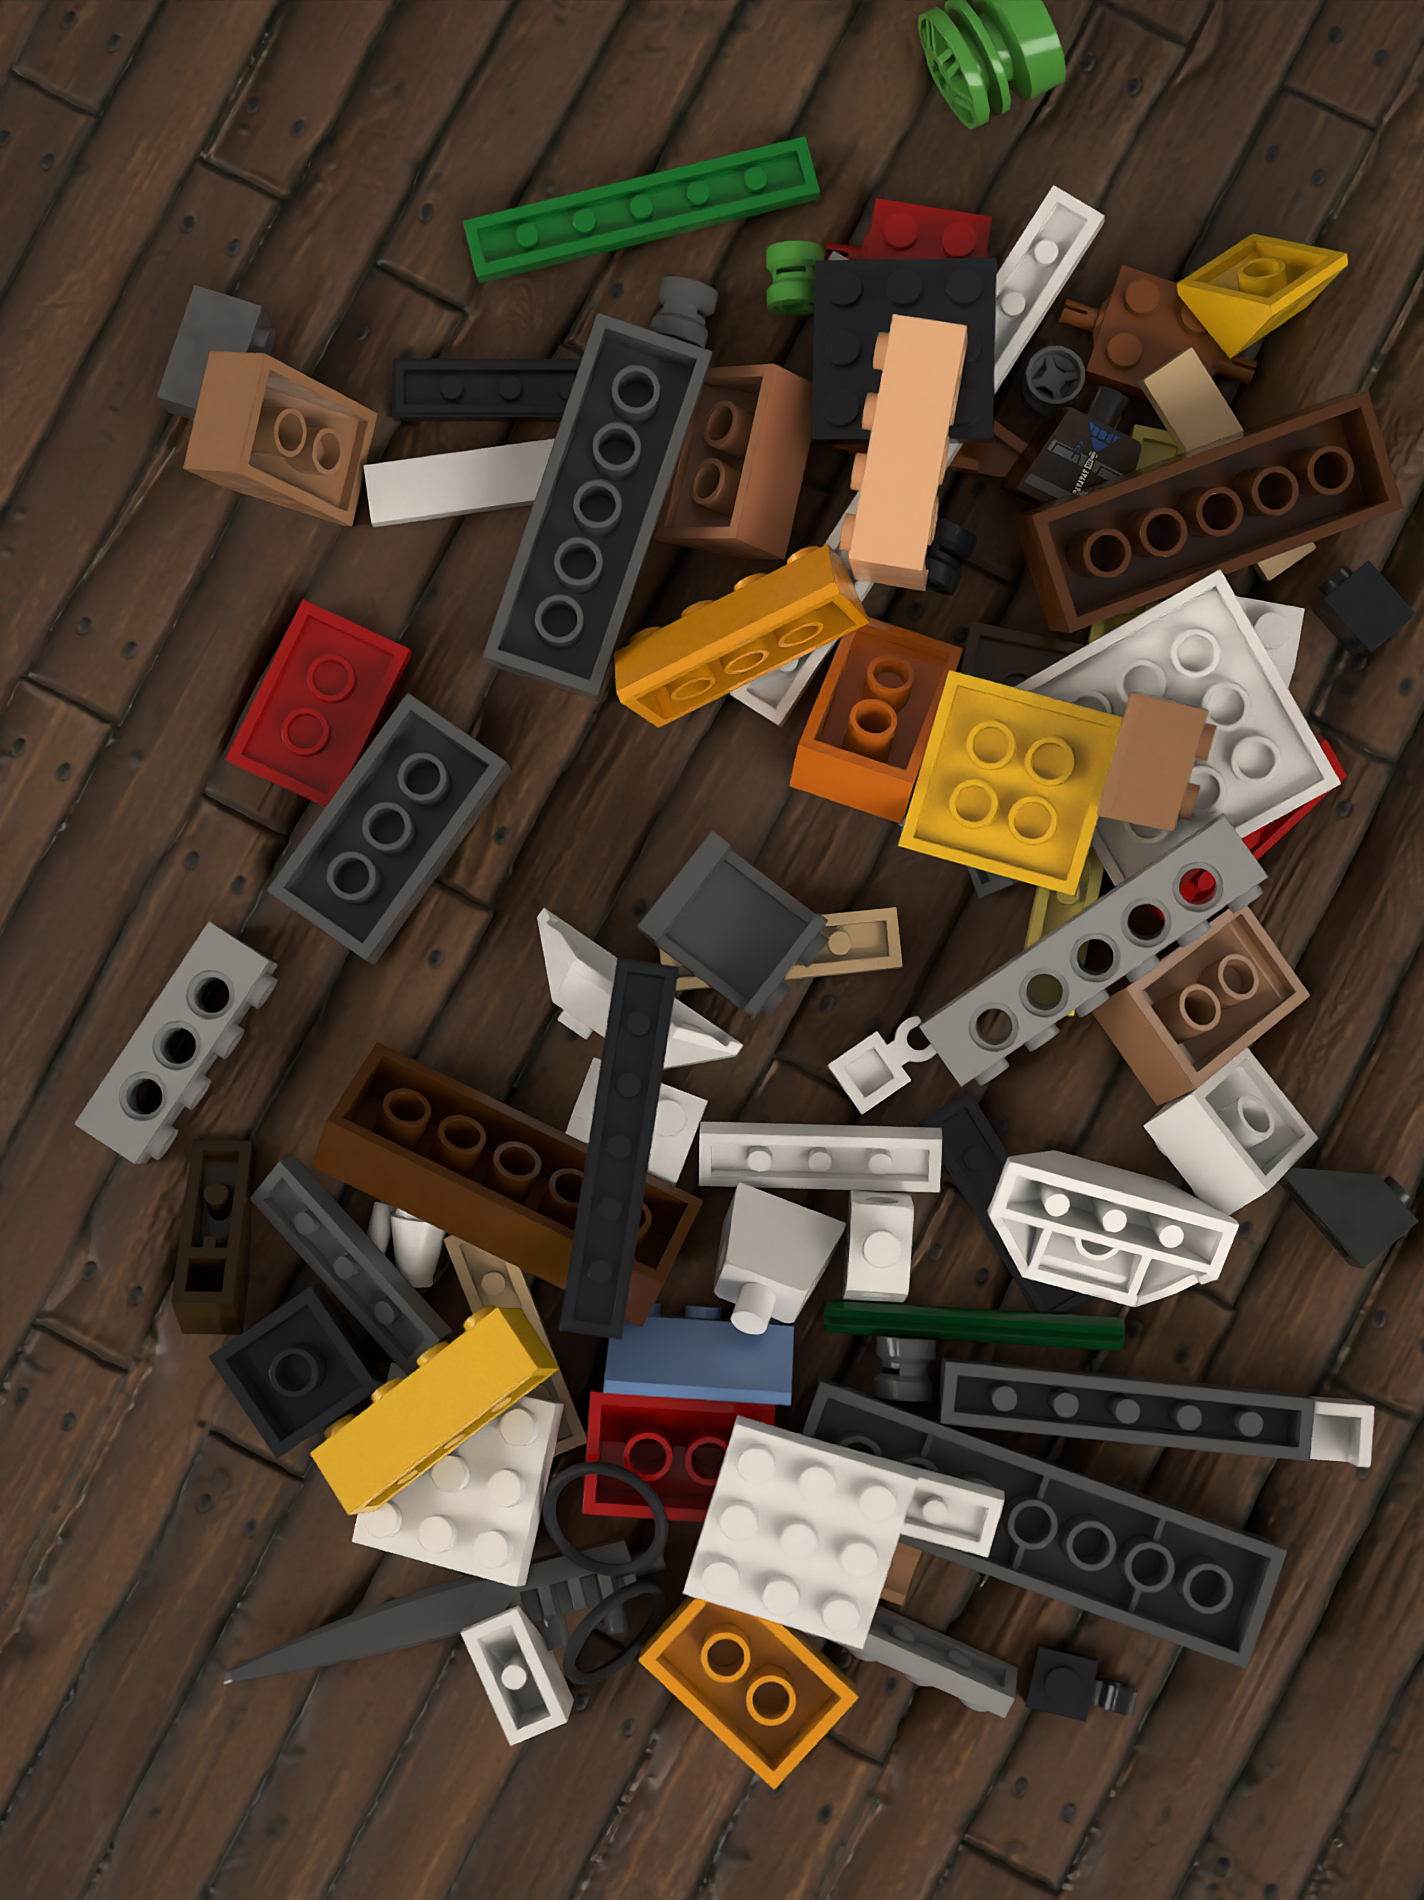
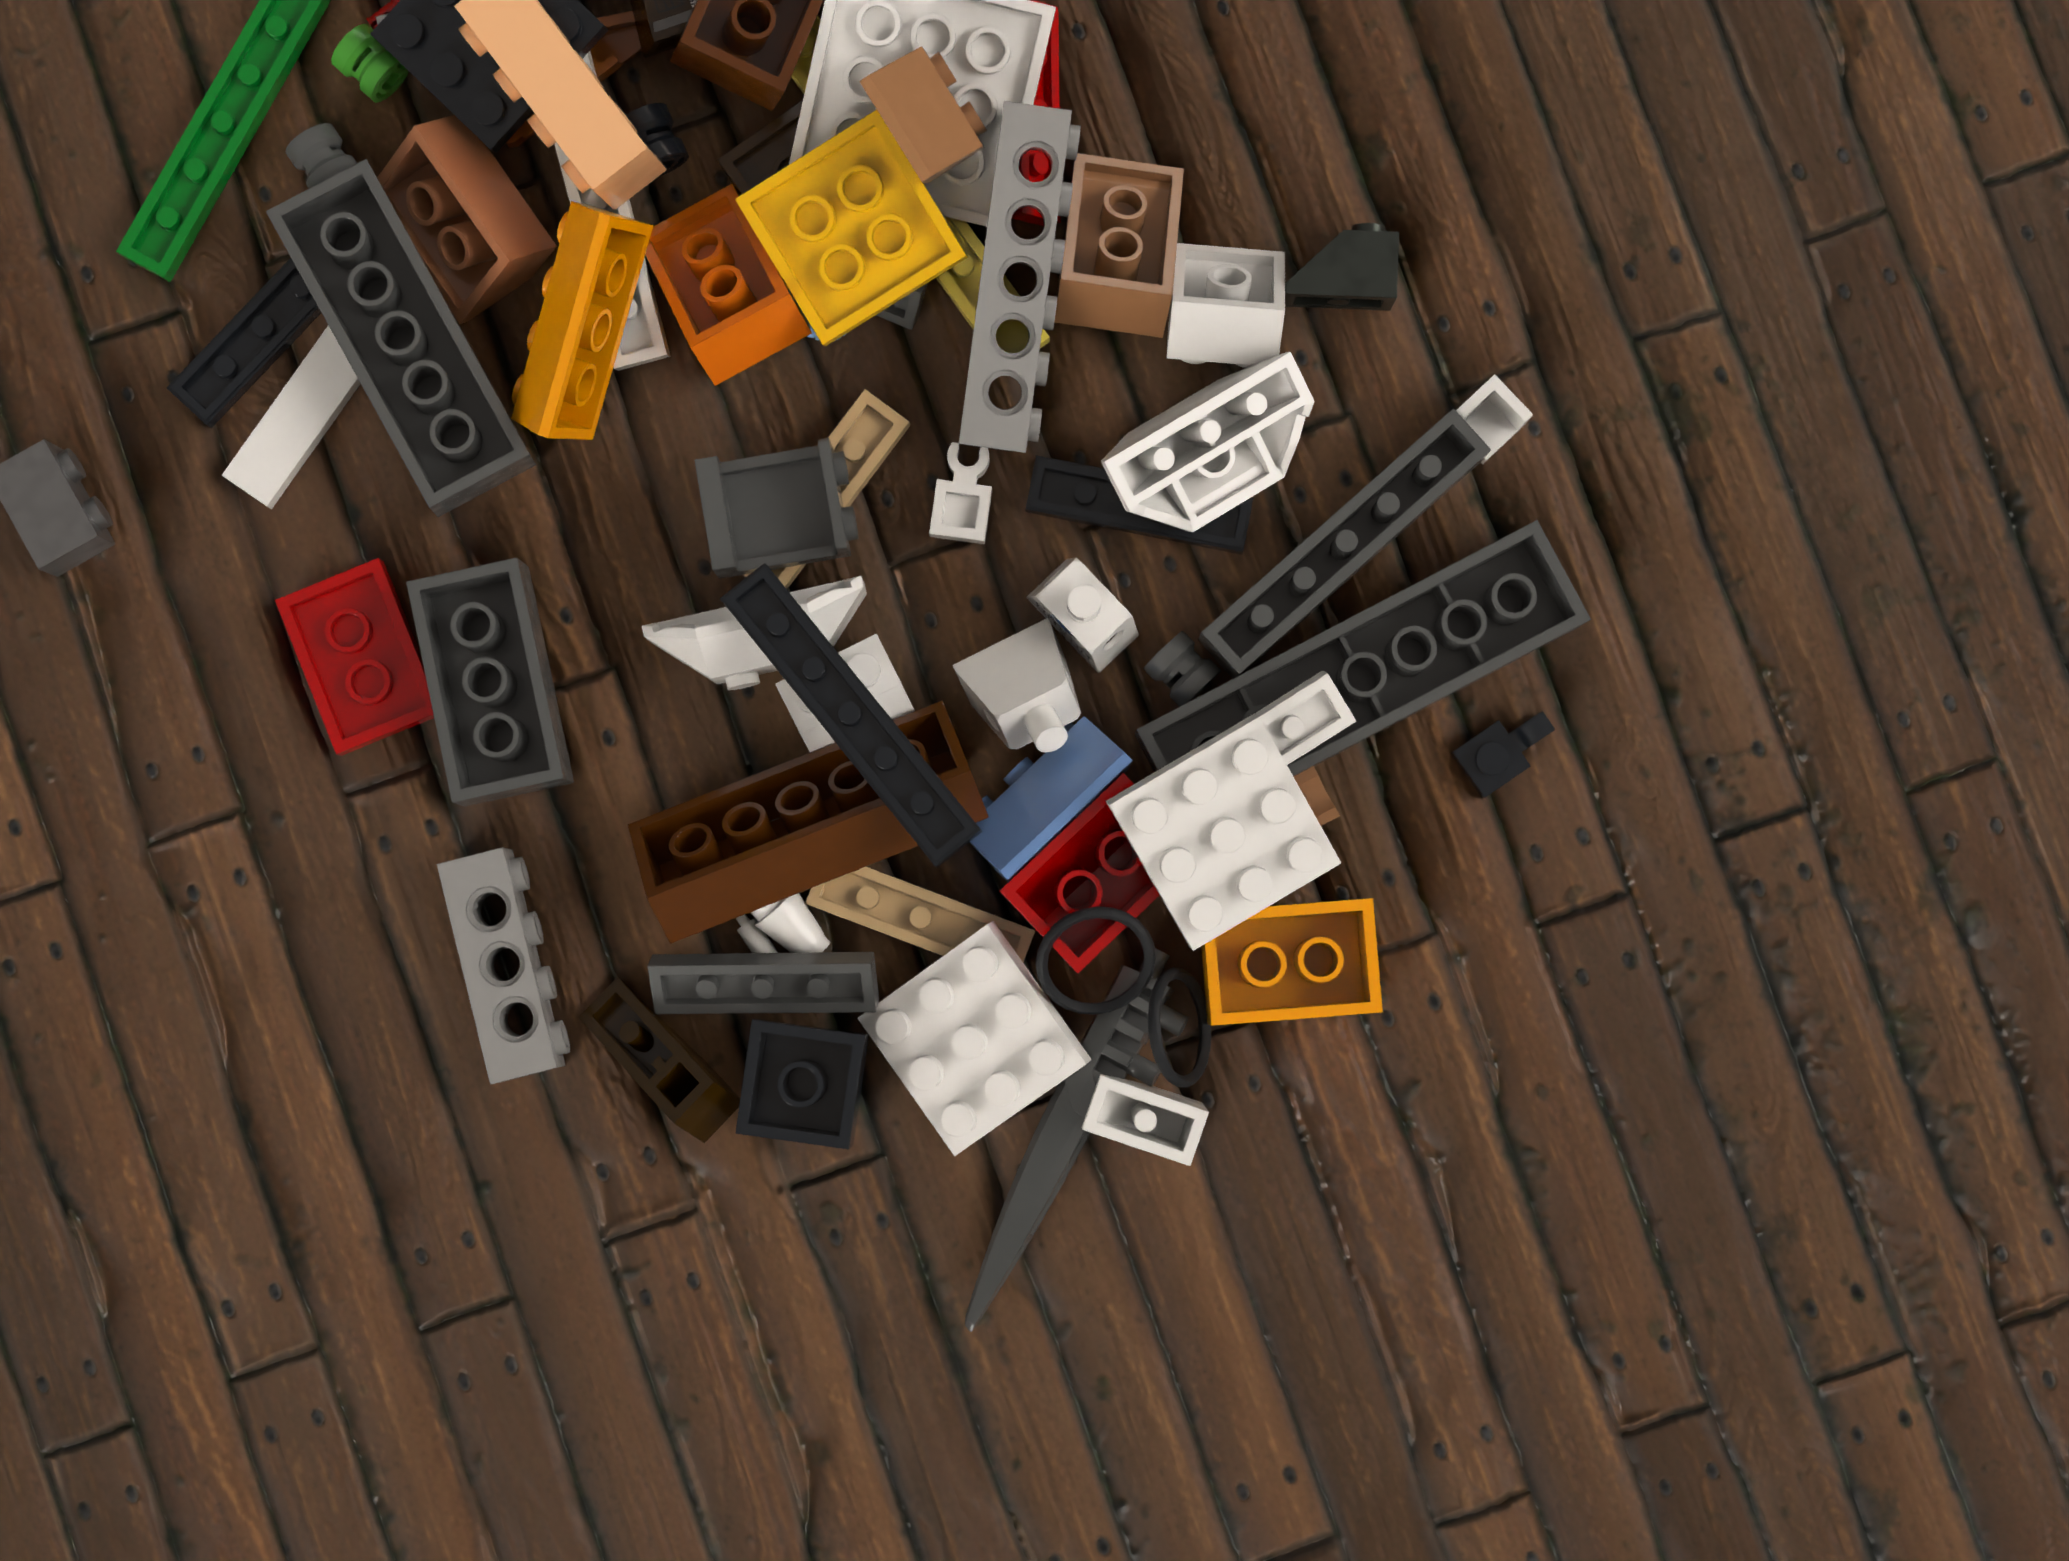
camera: 50 degrees left, 0 degrees up
(280, 436) = (145, 509): medium nougat slope -> none
(433, 1409) = (913, 1010): yellow brick -> none
(820, 1156) = (987, 595): white plate -> none
(938, 1661) = (1393, 833): light grey plate -> none
(974, 1325) = (1196, 595): dark green axle -> none

